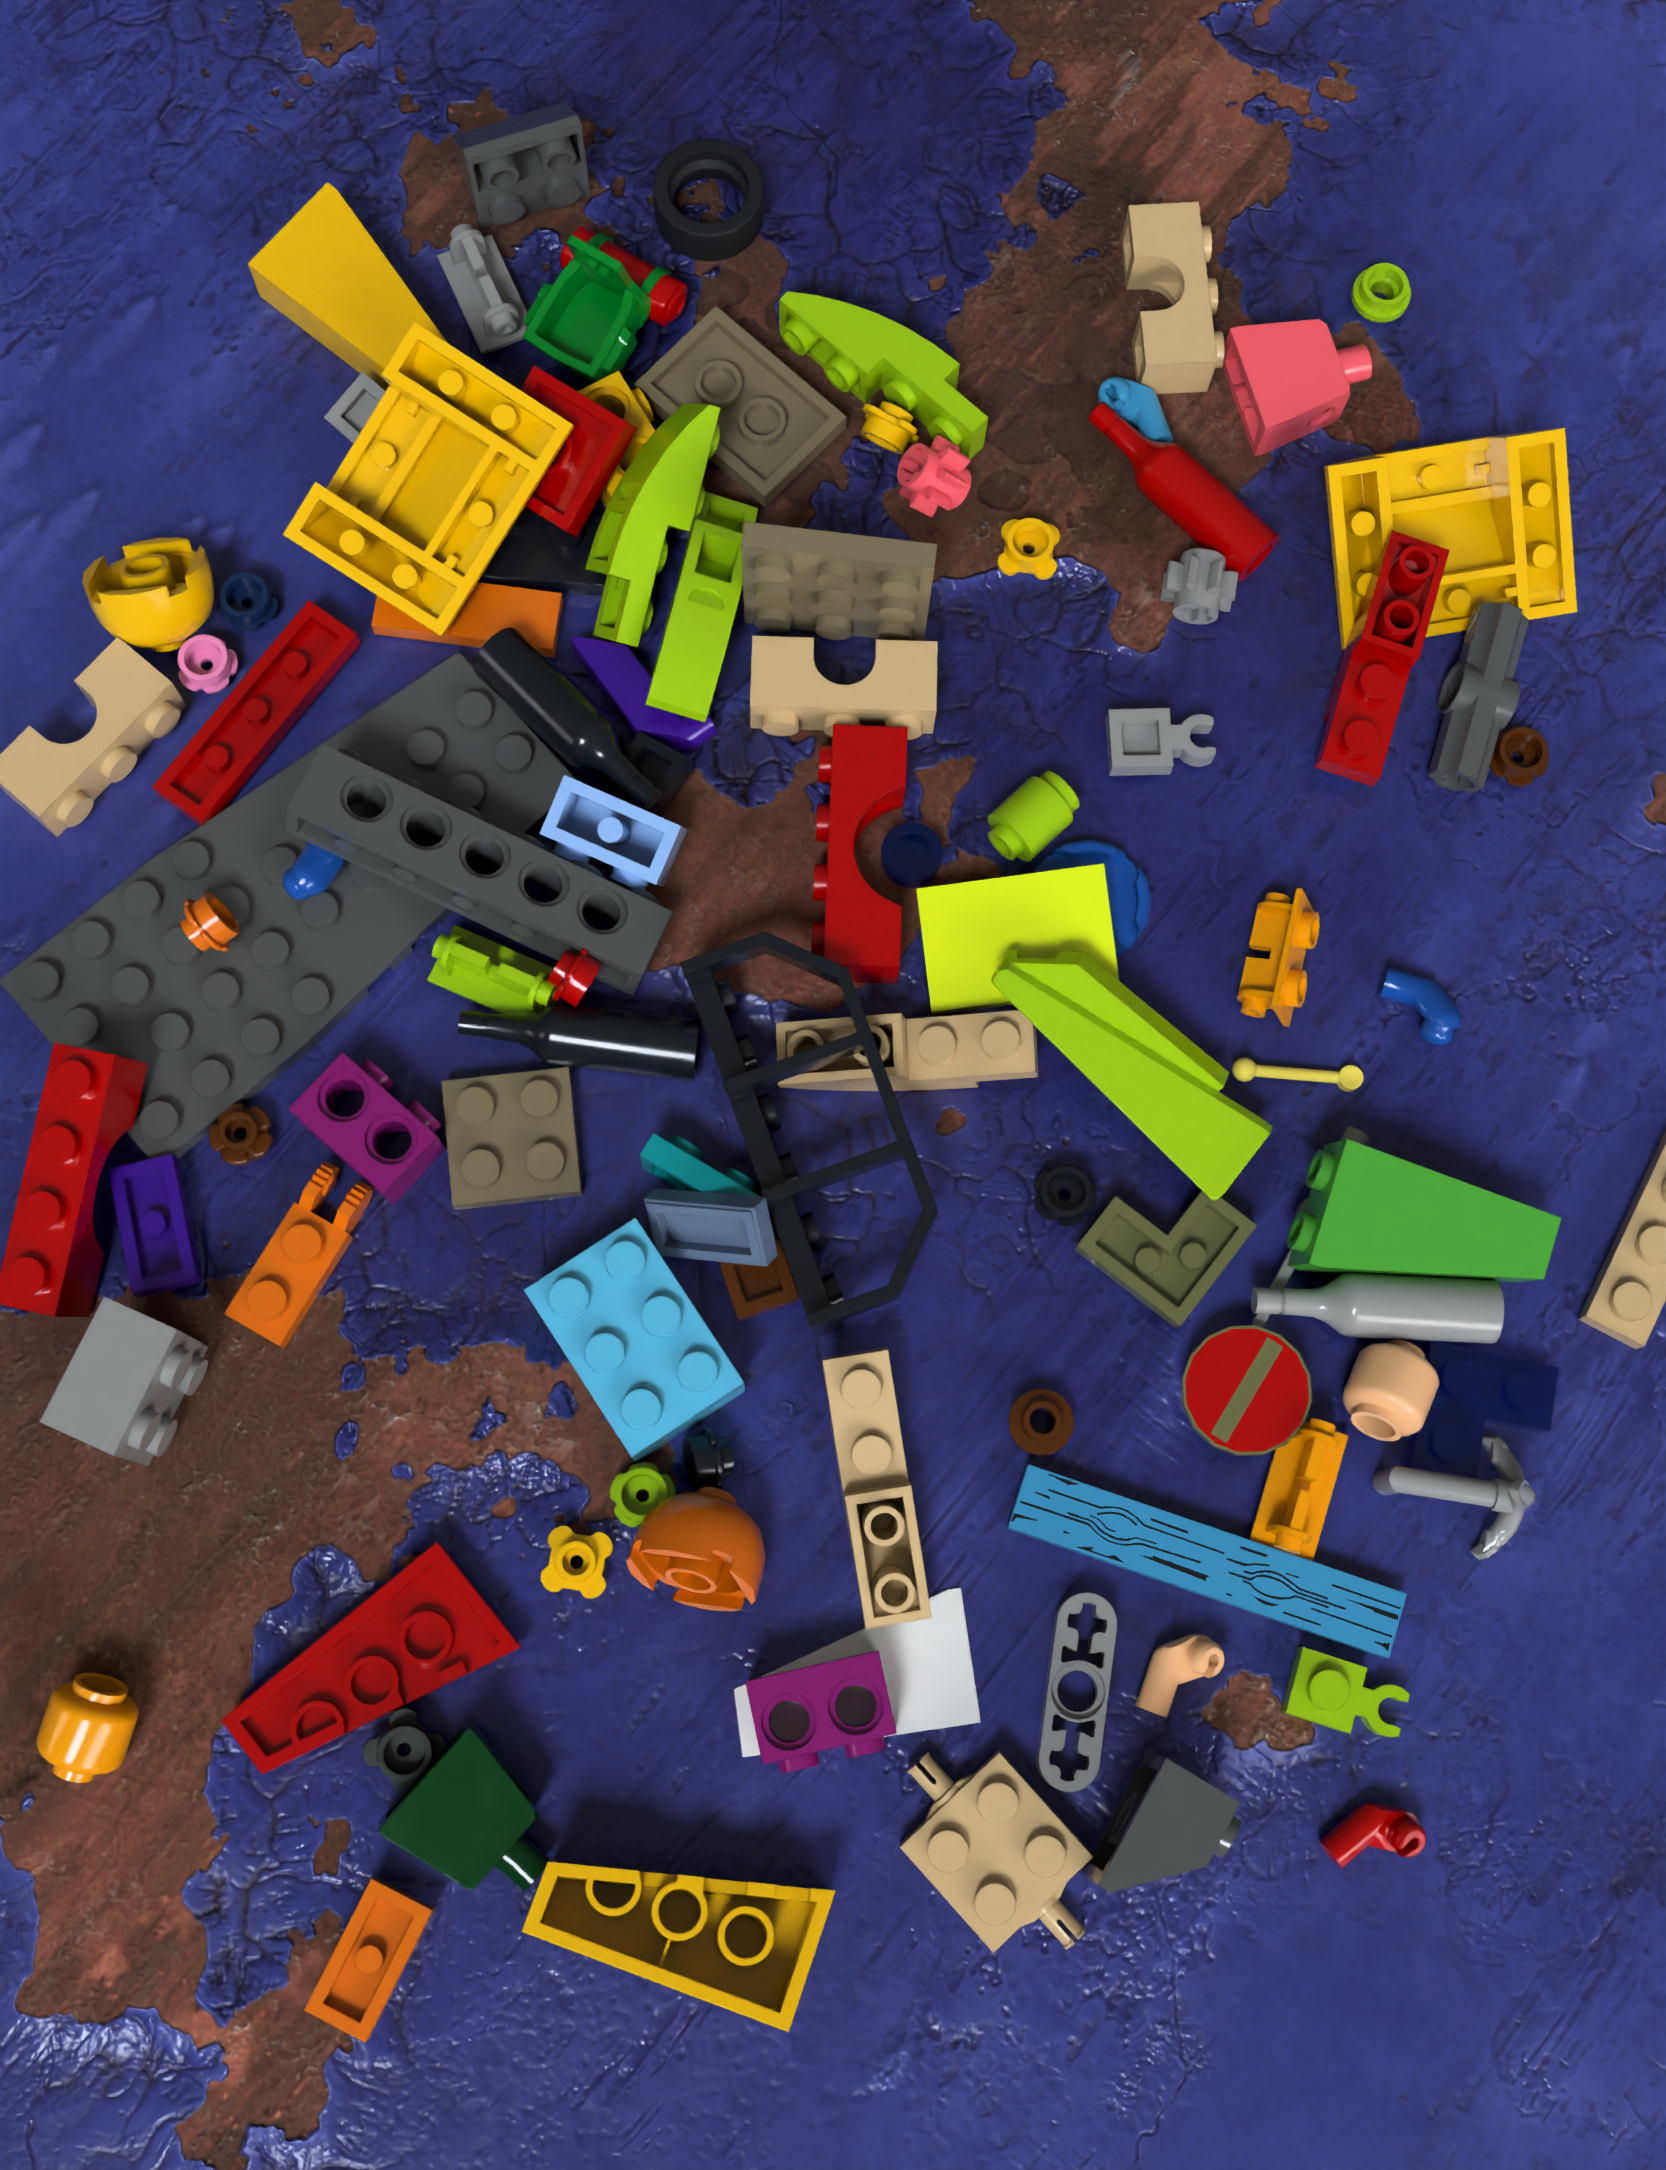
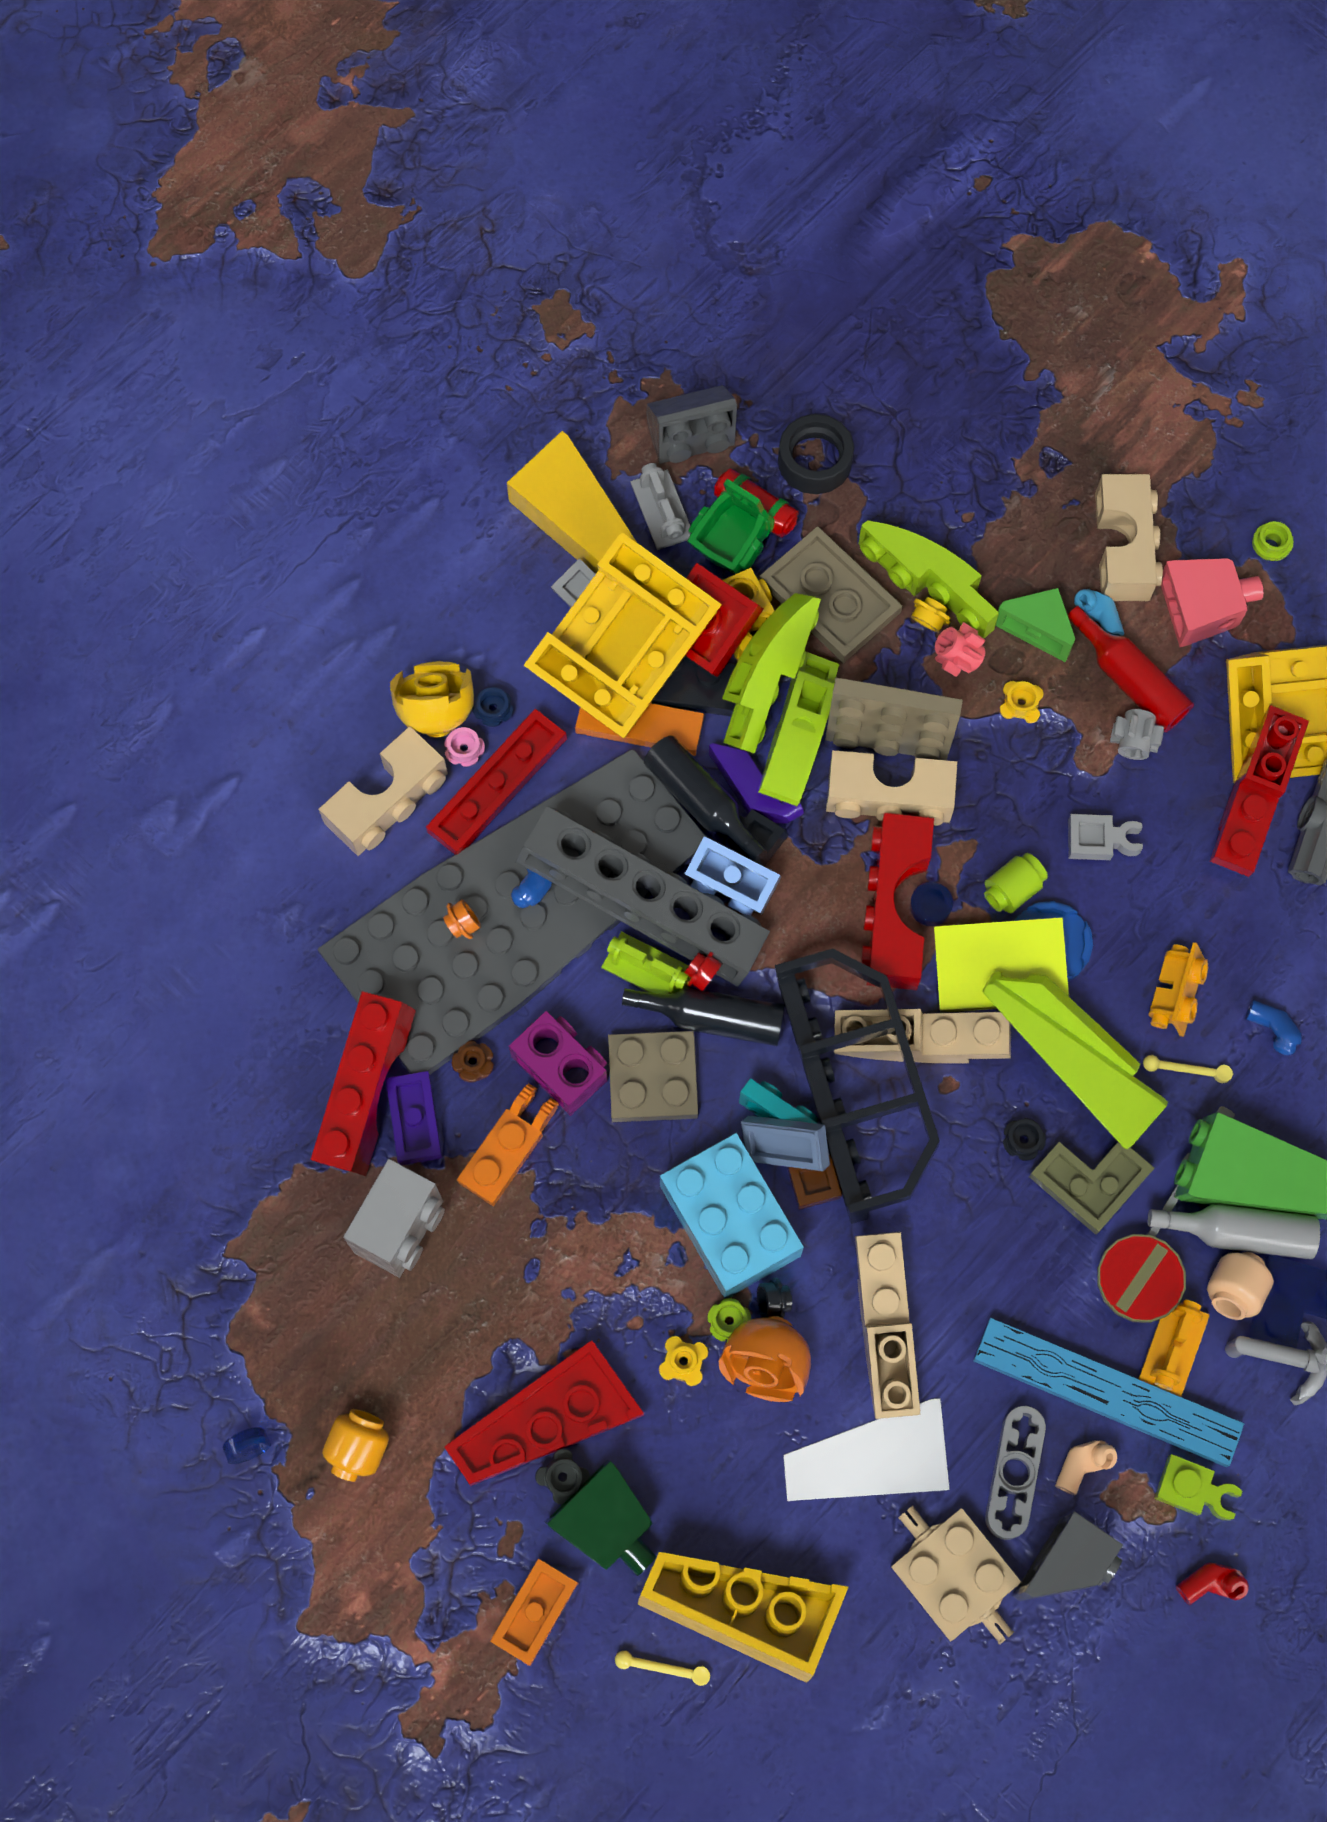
camera: 10 degrees right, 5 degrees down
(624, 2030) = (699, 1675): none -> light yellow hinge
(817, 1690) = (840, 1457): magenta brick -> none
(1026, 1437) = (991, 1300): reddish brown plate -> none
(1048, 429) = (1039, 621): none -> bright green slope

